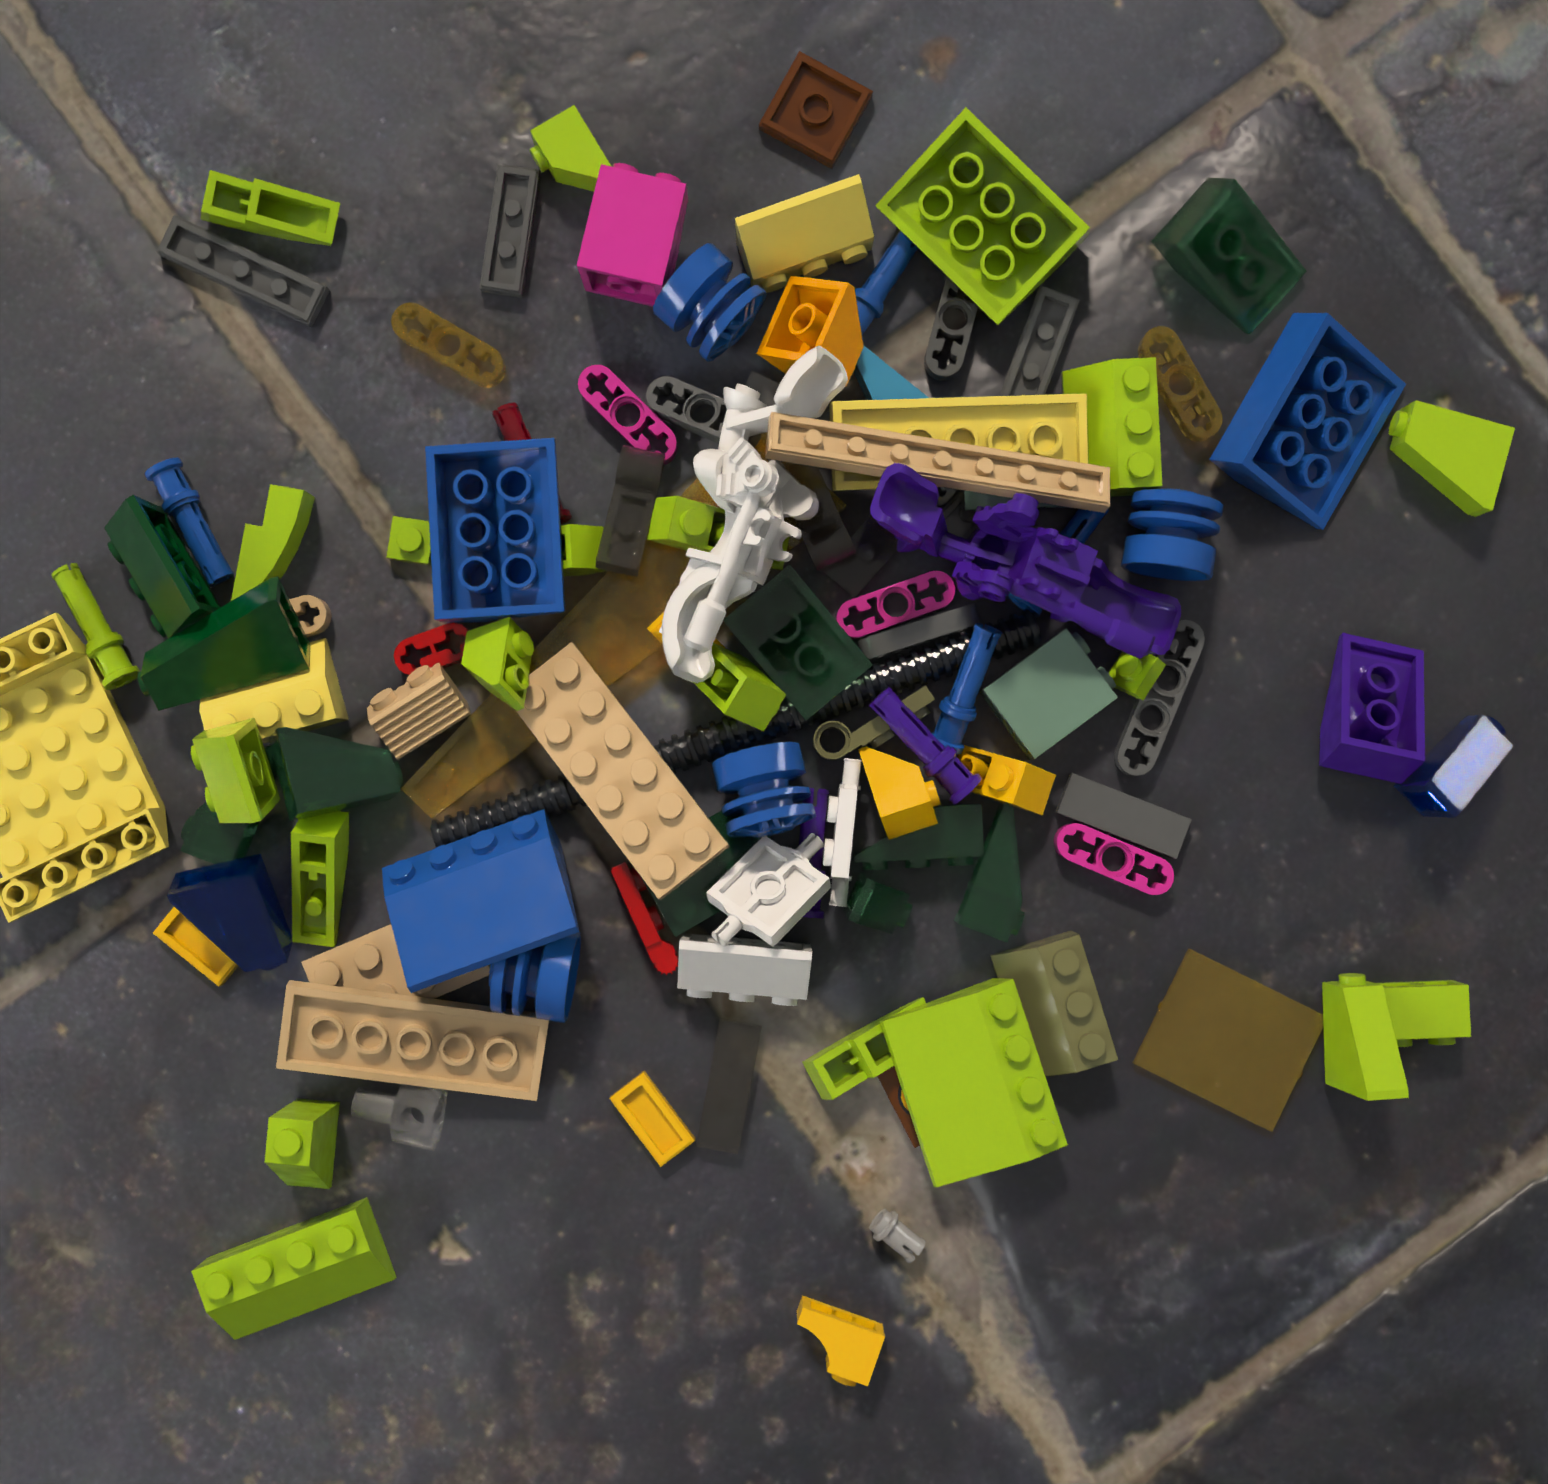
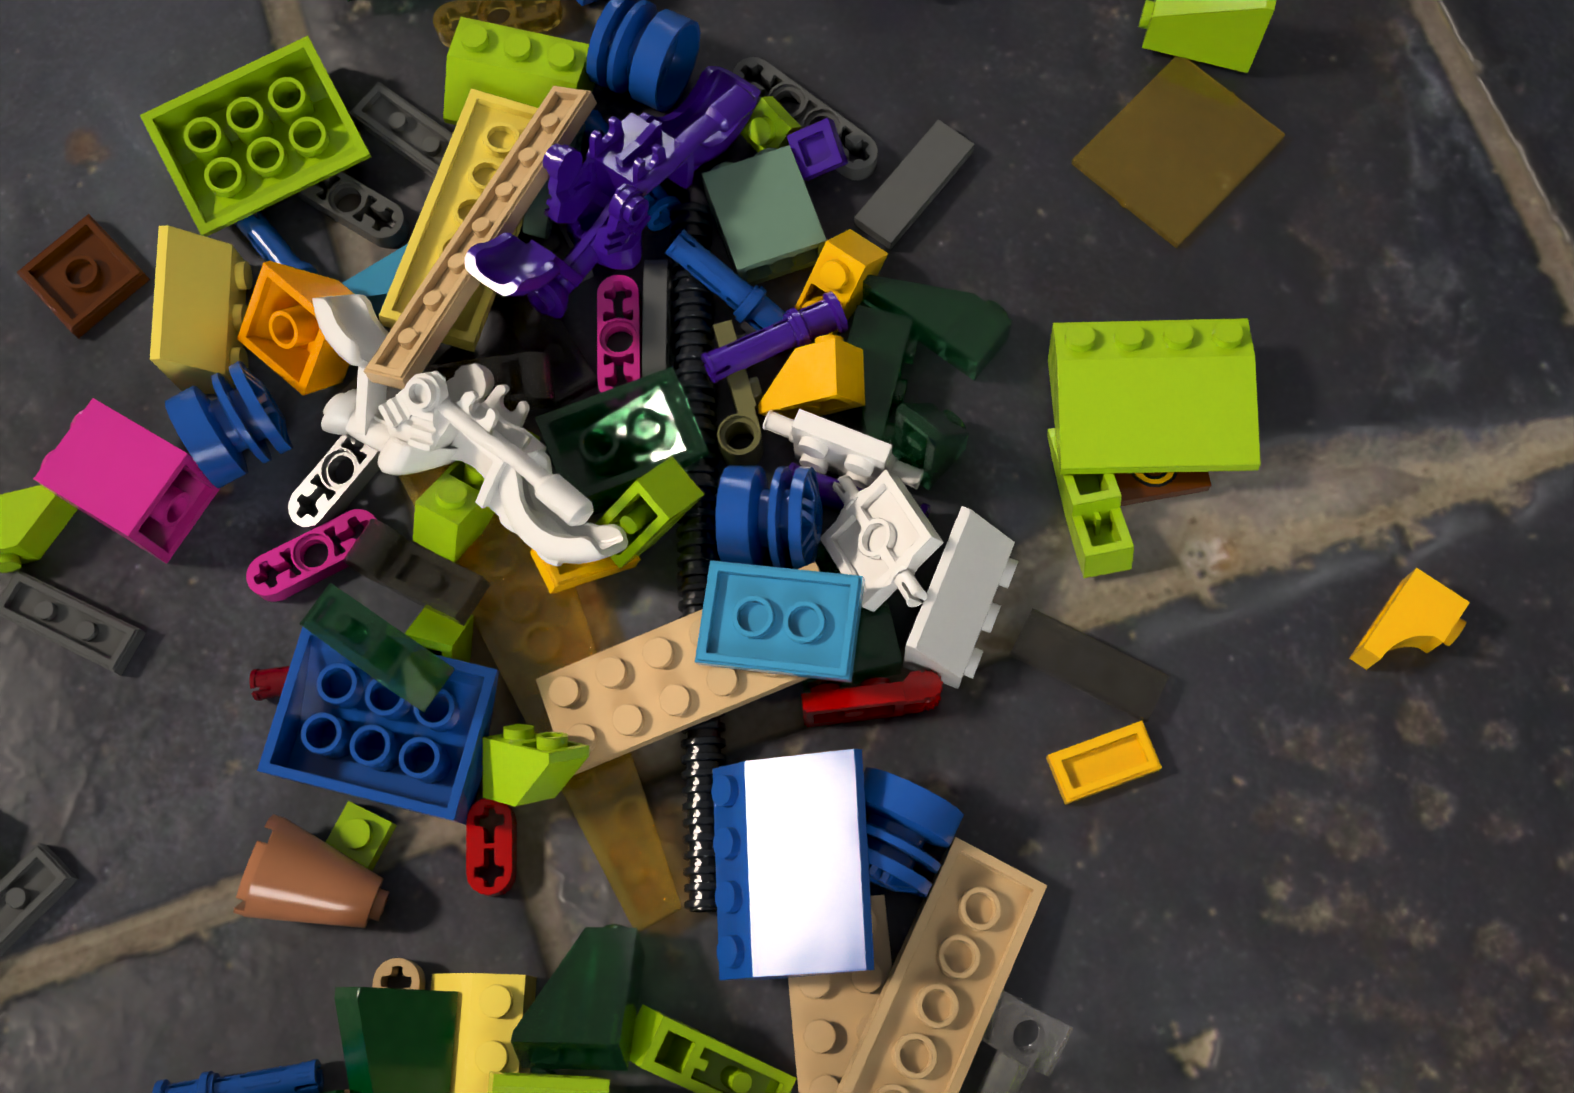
camera: 65 degrees left, 15 degrees down
(271, 547) = (301, 997): lime slope -> none
(358, 518) = (307, 881): none -> nougat cone
(417, 339) = (142, 761): clear yellow beam -> none
(417, 710) = (550, 881): tan brick -> none
(546, 509) = (377, 647): none -> clear green slope
(666, 832) = (780, 621): none -> dark azure tile
(896, 1235) = (1294, 538): light grey pin -> none
(1059, 1002) = (1090, 286): olive slope -> none
(1122, 722) = (817, 149): none -> dark purple plate
(1137, 880) = (957, 185): dark pink beam -> none

